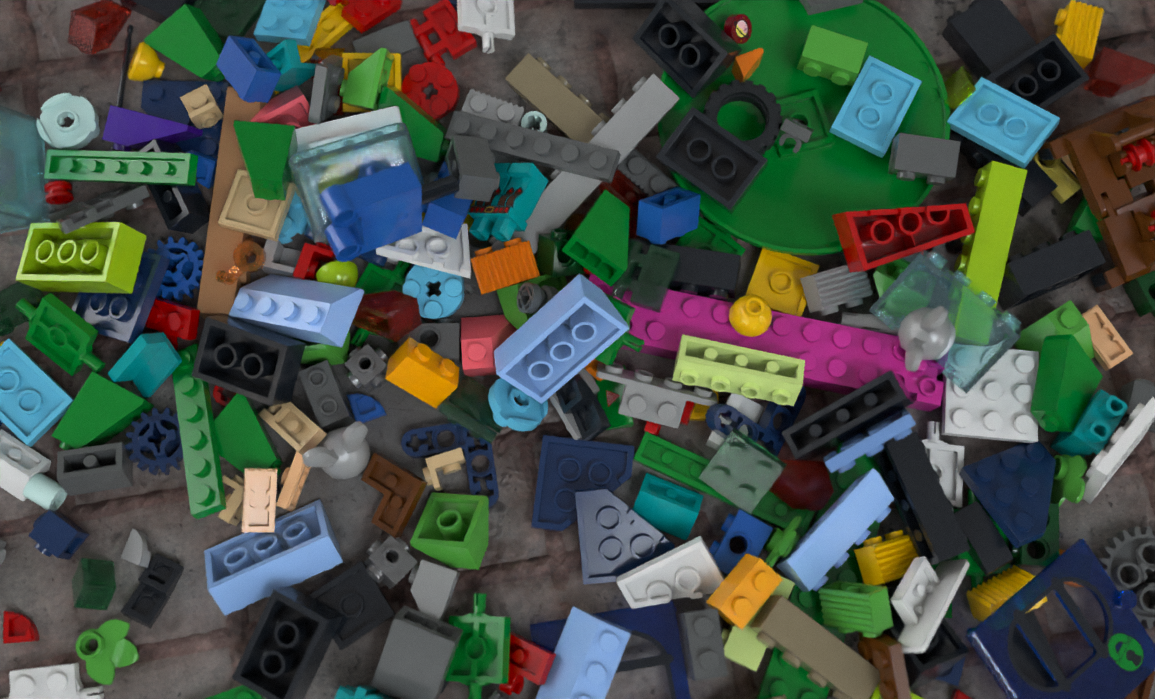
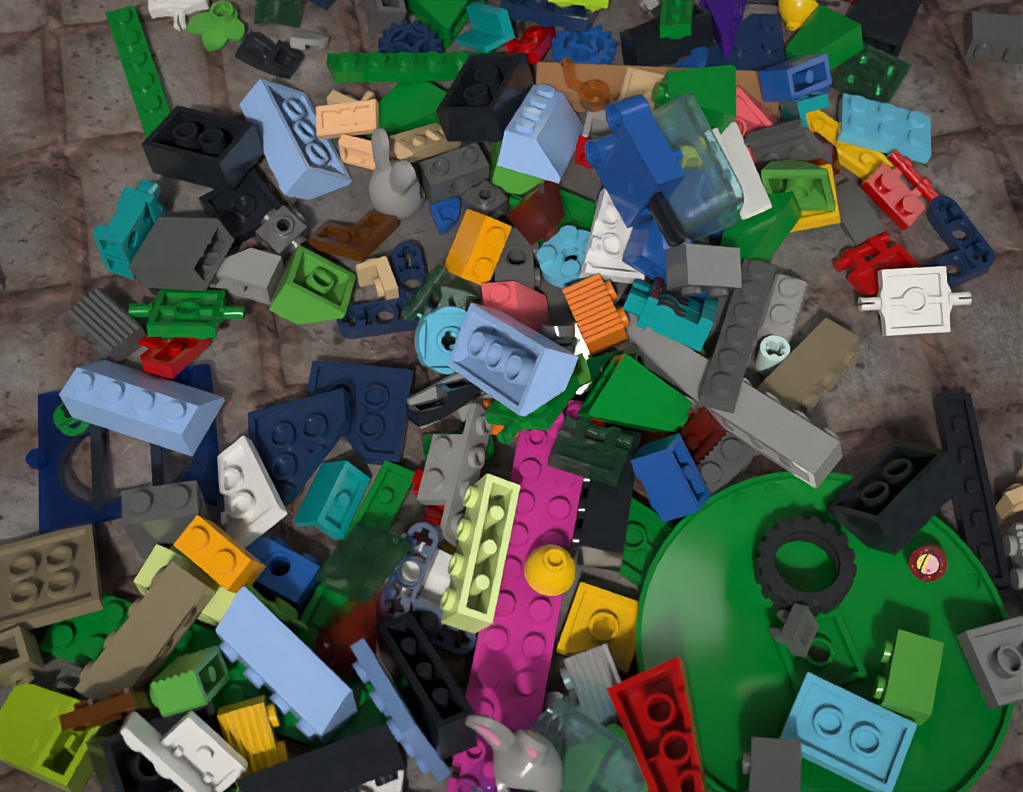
camera: 90 degrees right, 15 degrees down
(202, 107) = (753, 55): tan bracket -> none
(338, 273) = (580, 178): lime brick -> none
(434, 74) = (808, 240): red plate -> none
(712, 160) = (737, 514): black brick -> none
(746, 64) = (878, 571): orange slope -> none

